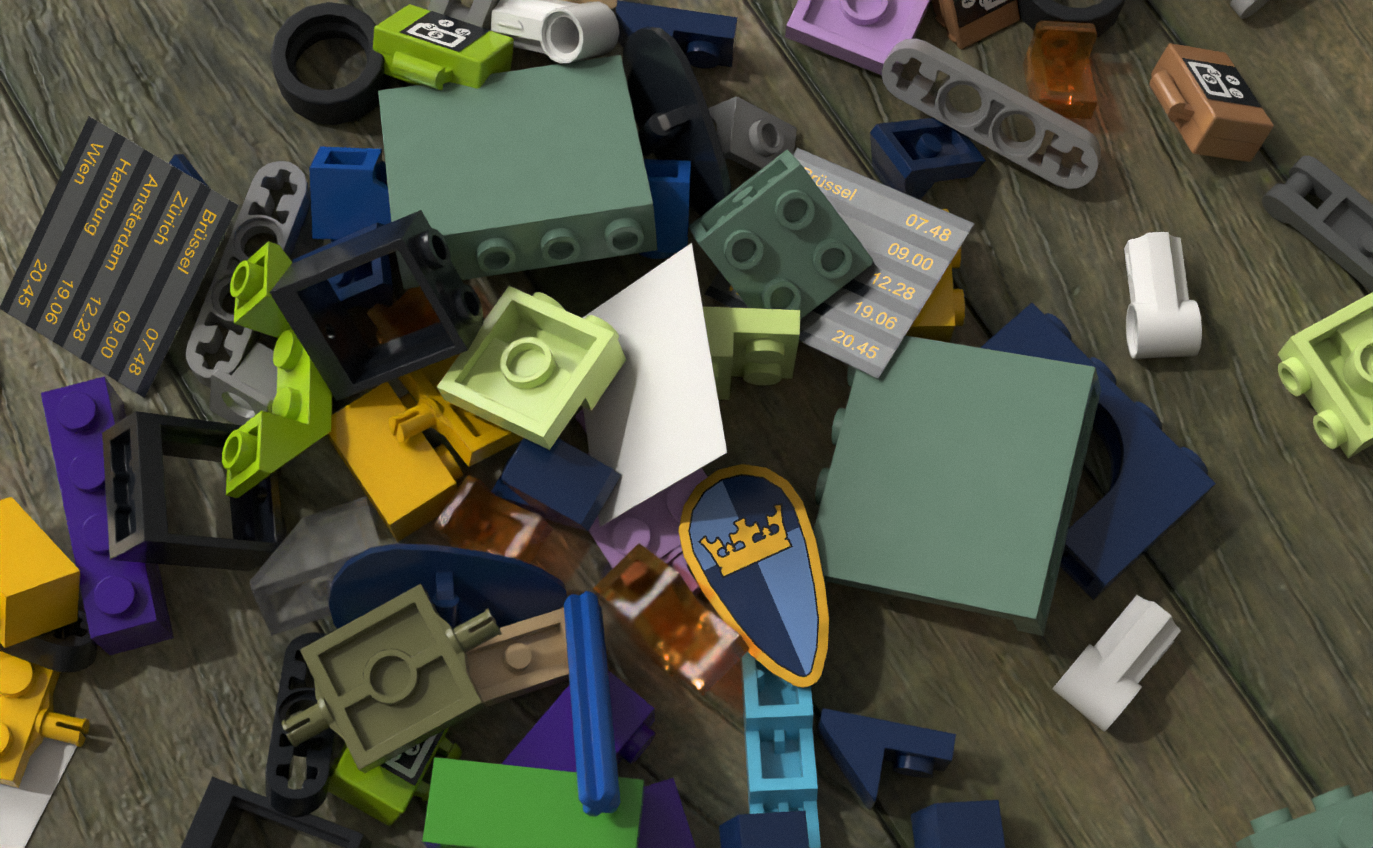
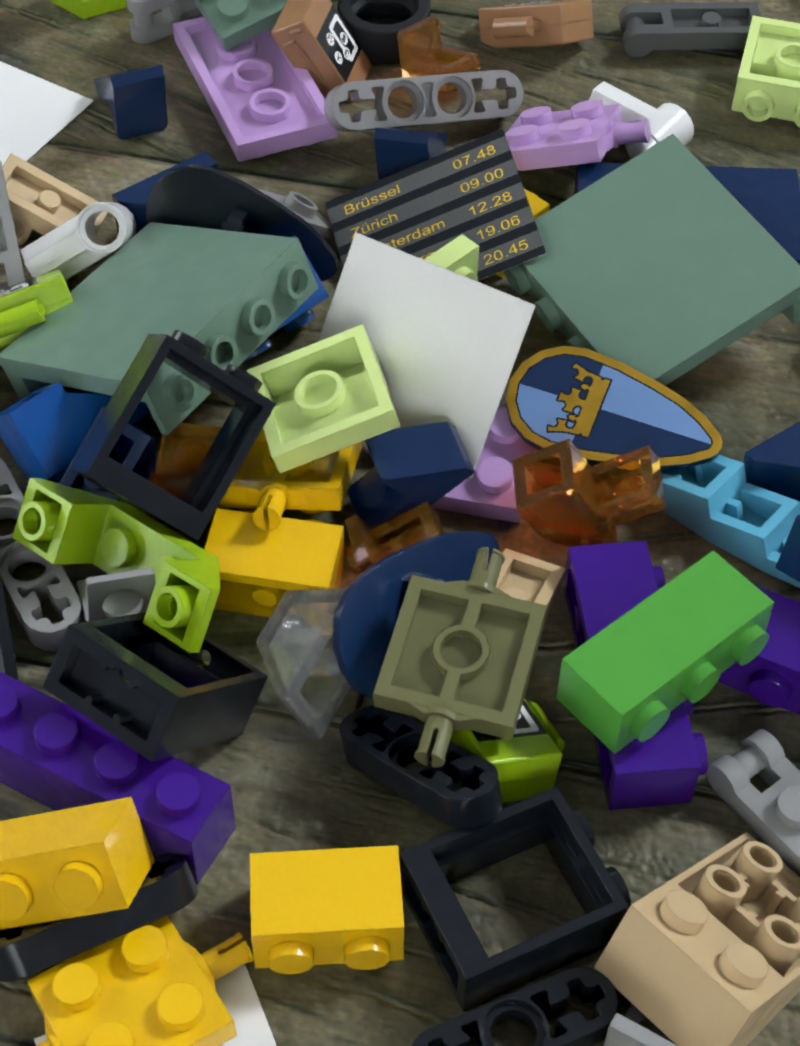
camera: 45 degrees left, 20 degrees down
(145, 761) = (326, 908): none -> yellow brick
(591, 705) = (619, 548): blue axle -> none
(781, 240) = (386, 207): sand green bracket -> none
(1055, 261) = (571, 136): none -> lavender plate

